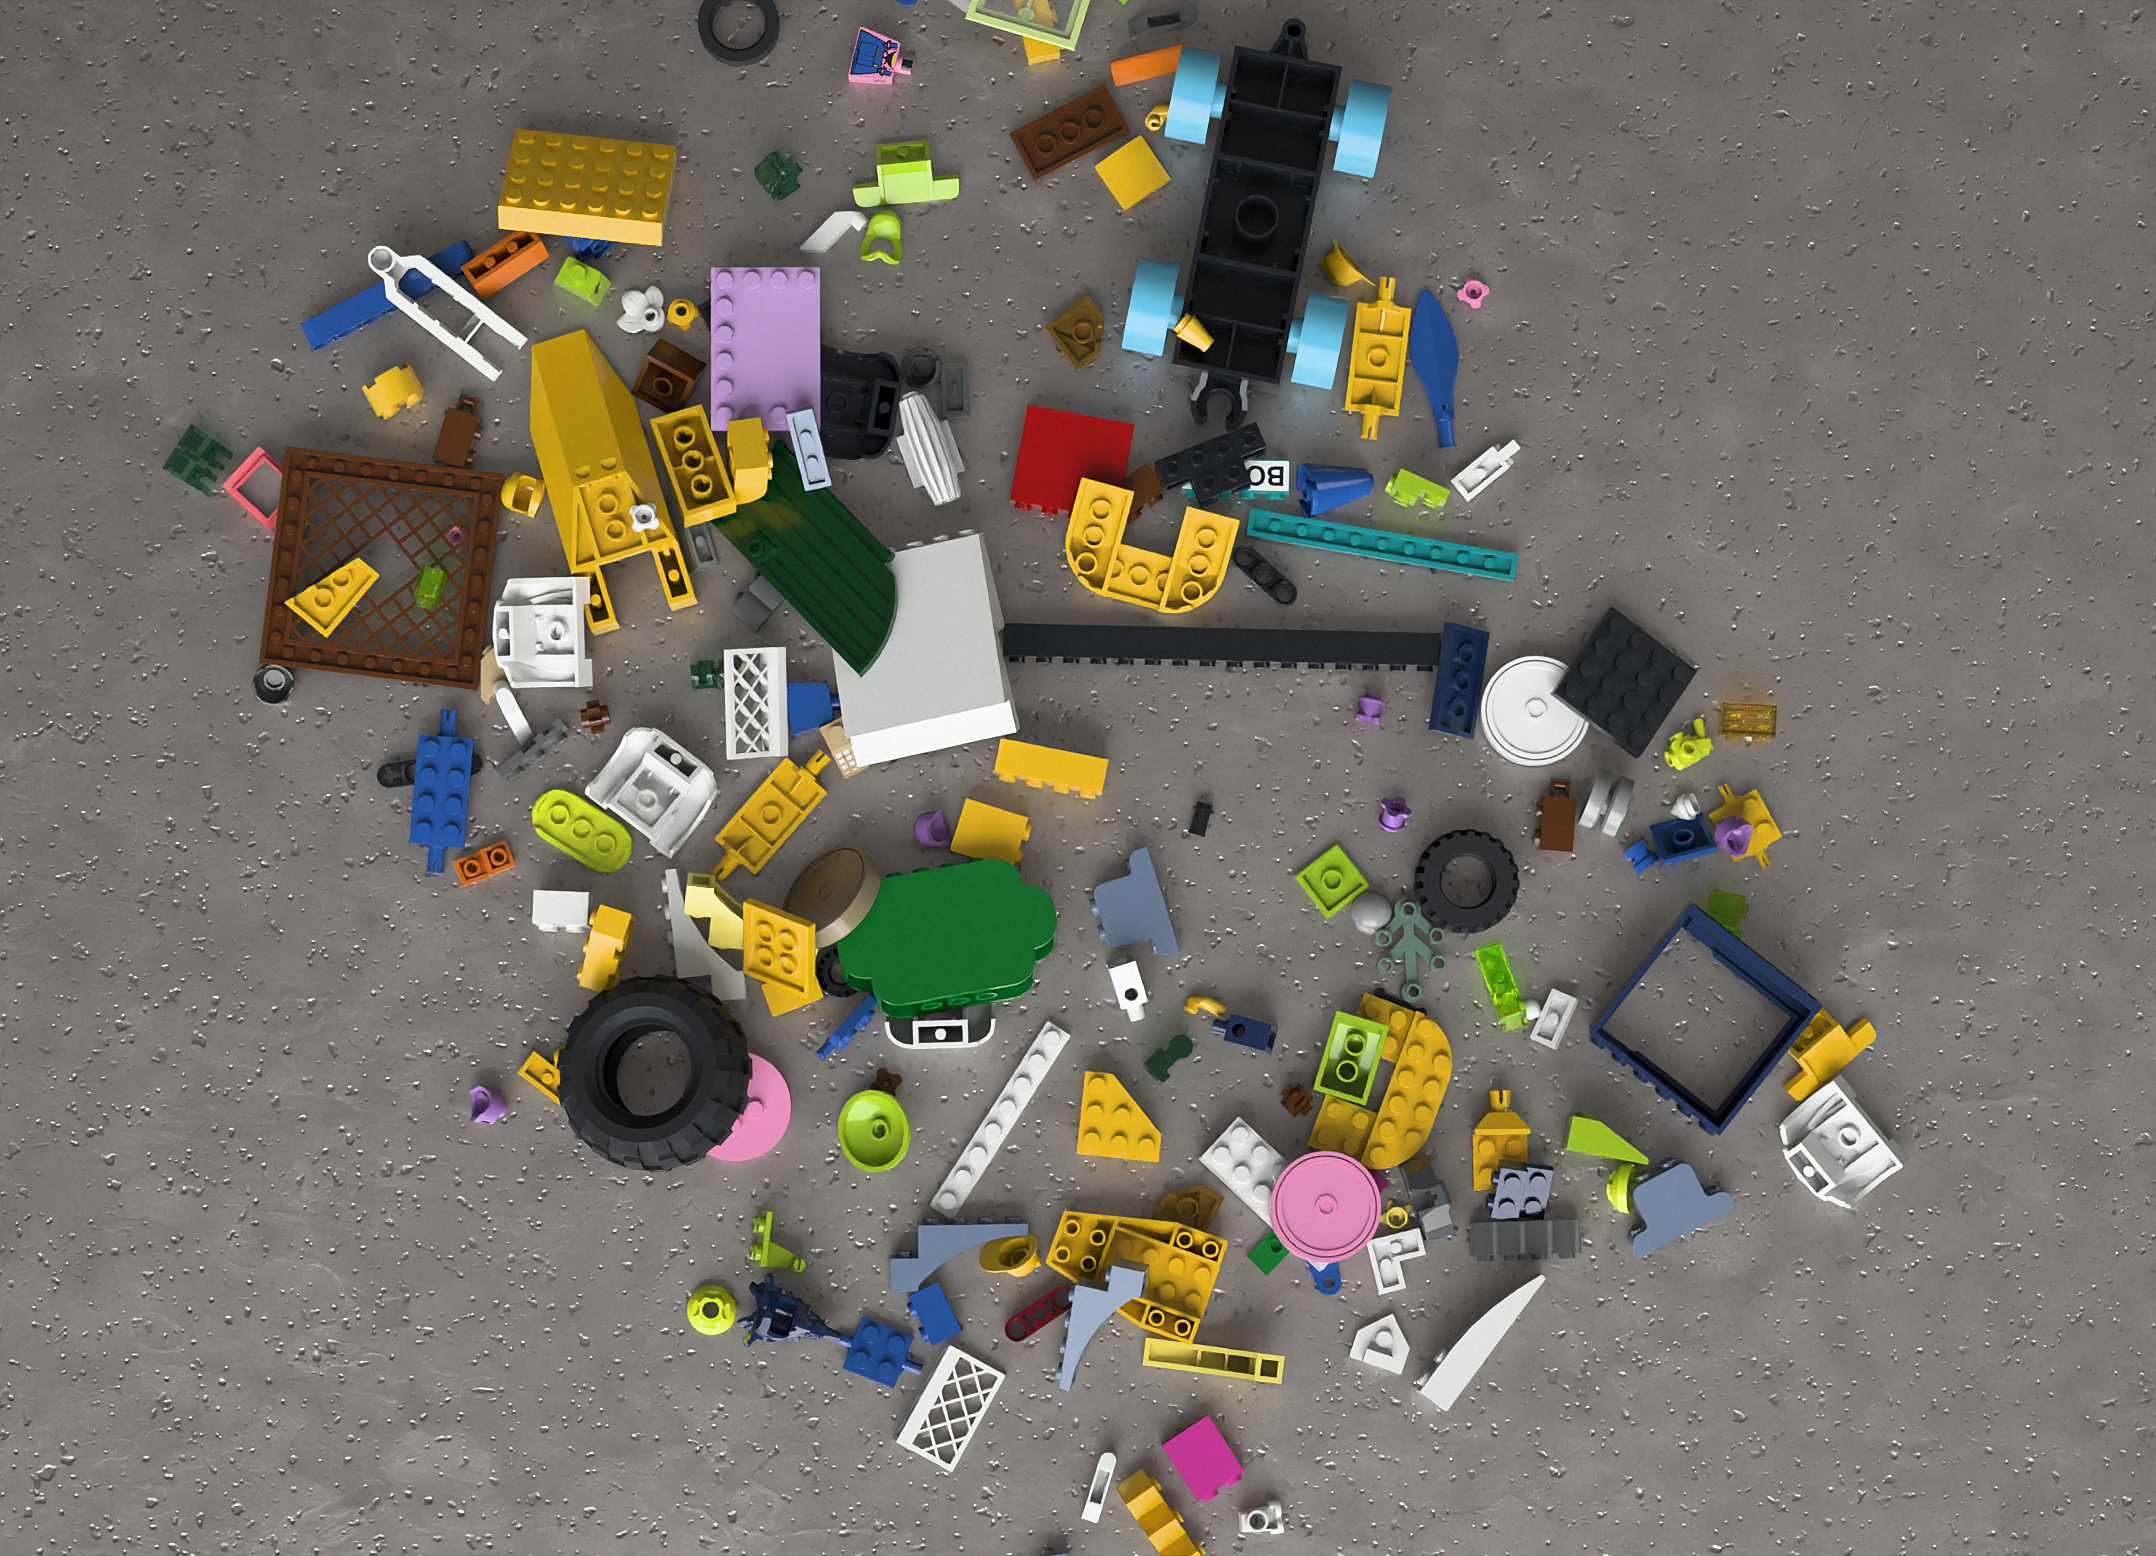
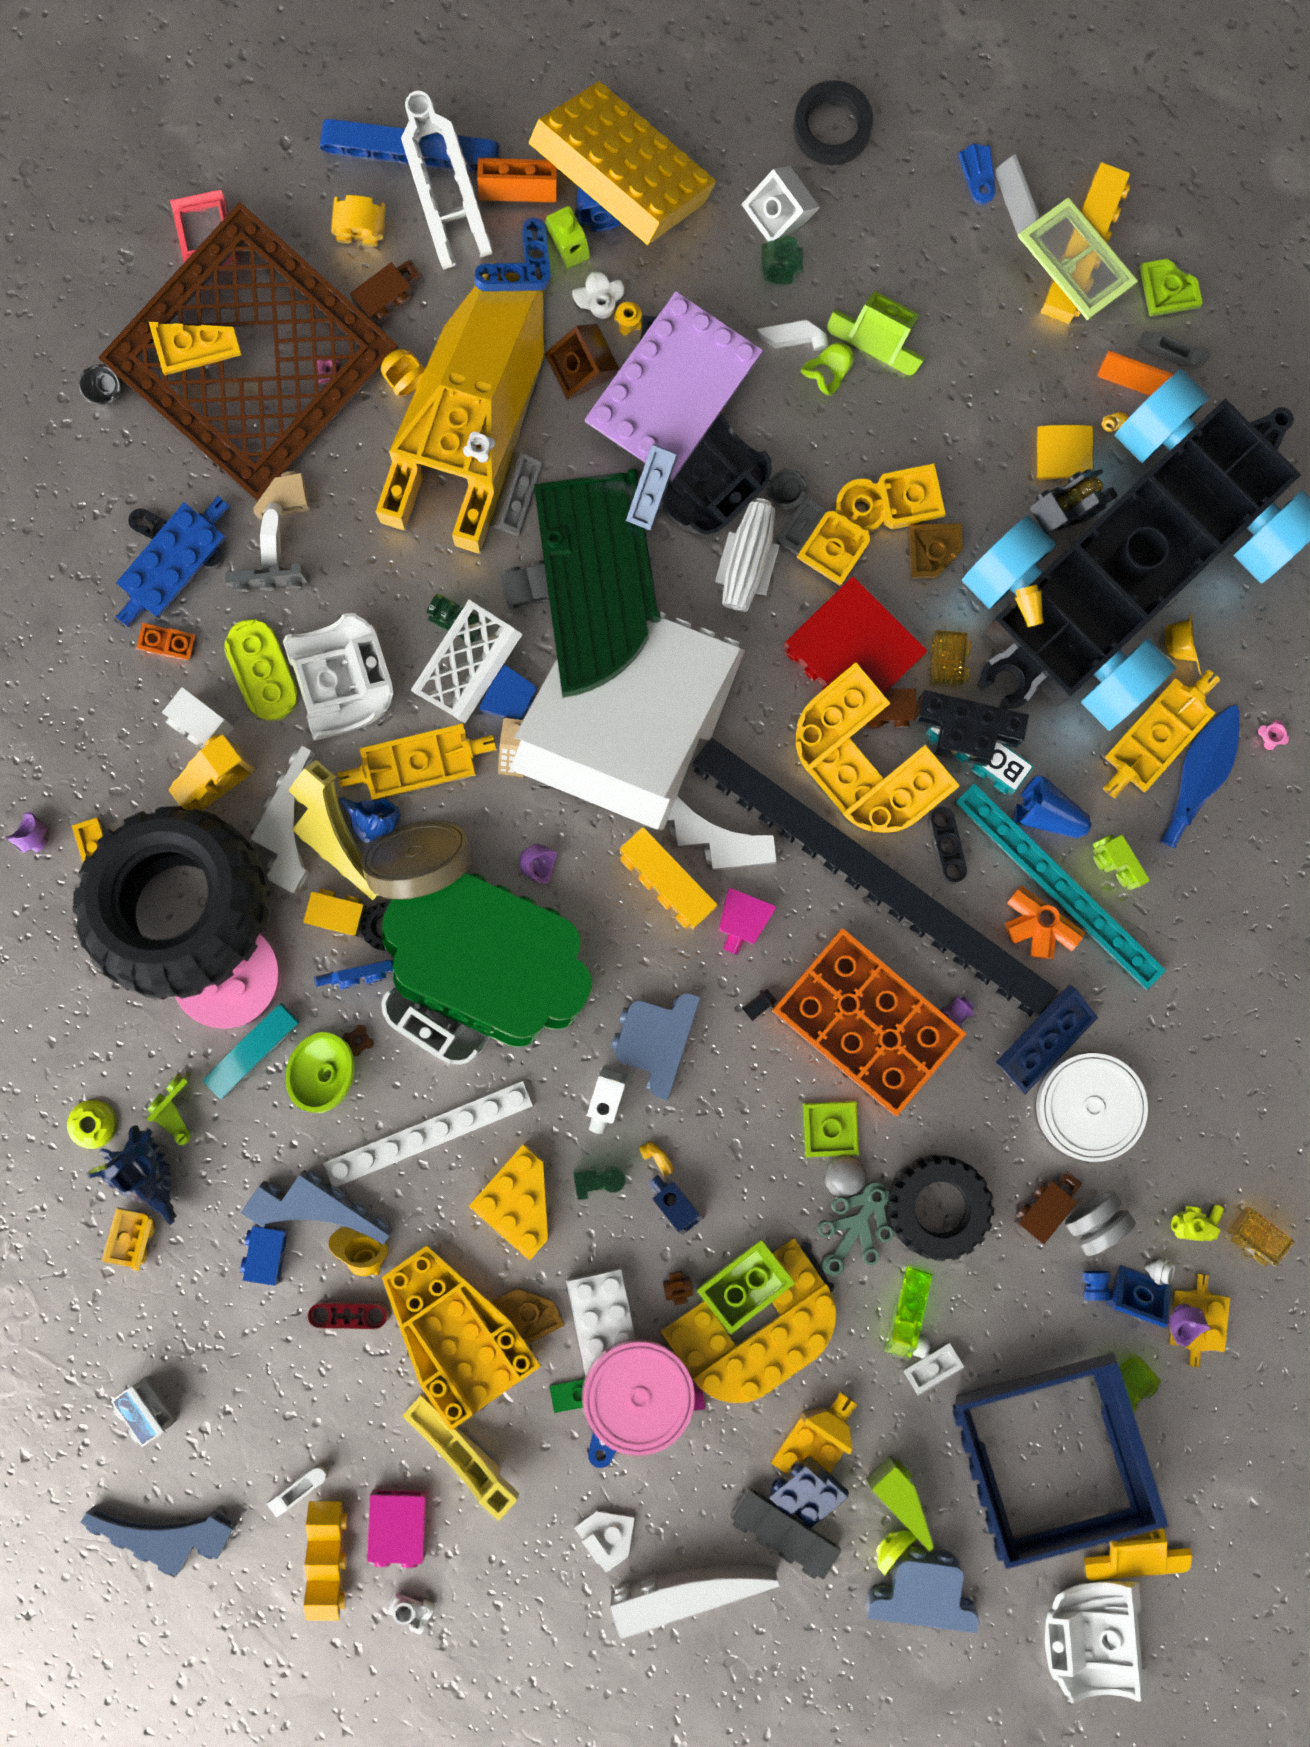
camera: 35 degrees right, 0 degrees up
(196, 447) = (157, 167): clear green legs -> none
(429, 587) = (271, 389): clear neon green brick -> none
(542, 632) = (335, 486): white piece -> none
(567, 335) = (526, 270): none -> blue beam
(595, 717) = (334, 586): reddish brown gear -> none
(703, 453) = (558, 417): yellow brick -> none
(743, 126) = (780, 204): none -> white slope
(748, 459) = (597, 462): yellow brick -> none
(768, 886) = (371, 818): none -> blue hair
(779, 948) = (343, 871): yellow plate -> none
(803, 1154) = (251, 1051): none -> teal slope
(812, 1380) = (128, 1238): none -> yellow bracket
(877, 59) = (923, 224): torso -> none
(878, 1353) = (198, 1253): blue plate -> none
(925, 1513) = (142, 1412): none -> slope
(929, 1393) = (207, 1320): white fence -> none
(990, 833) = (582, 898): yellow brick -> none
(1017, 316) = (895, 501): none -> yellow plate
(1069, 133) = (1036, 386): reddish brown plate -> none
(1081, 707) = (726, 848): none -> white arch
(1091, 1306) = (394, 1342): arch -> none
(1137, 757) = (743, 919): none -> dark pink torso
(1157, 418) = (948, 659): none -> clear yellow brick
(1168, 219) = (1073, 502): none -> black piece
(1300, 770) = (868, 1022): none -> orange brick
(1386, 1255) = (667, 1466): white plate -> none
(1394, 813) = (919, 1110): medium lavender brick -> none
(1396, 596) = (1042, 935): none -> orange piece
(1402, 1222) = (696, 1446): light yellow plate -> none
(1428, 1198) = (728, 1447): dark grey connector -> none
(1484, 470) = (1185, 883): white hinge -> none
(1623, 682) = (1181, 1135): black plate -> none

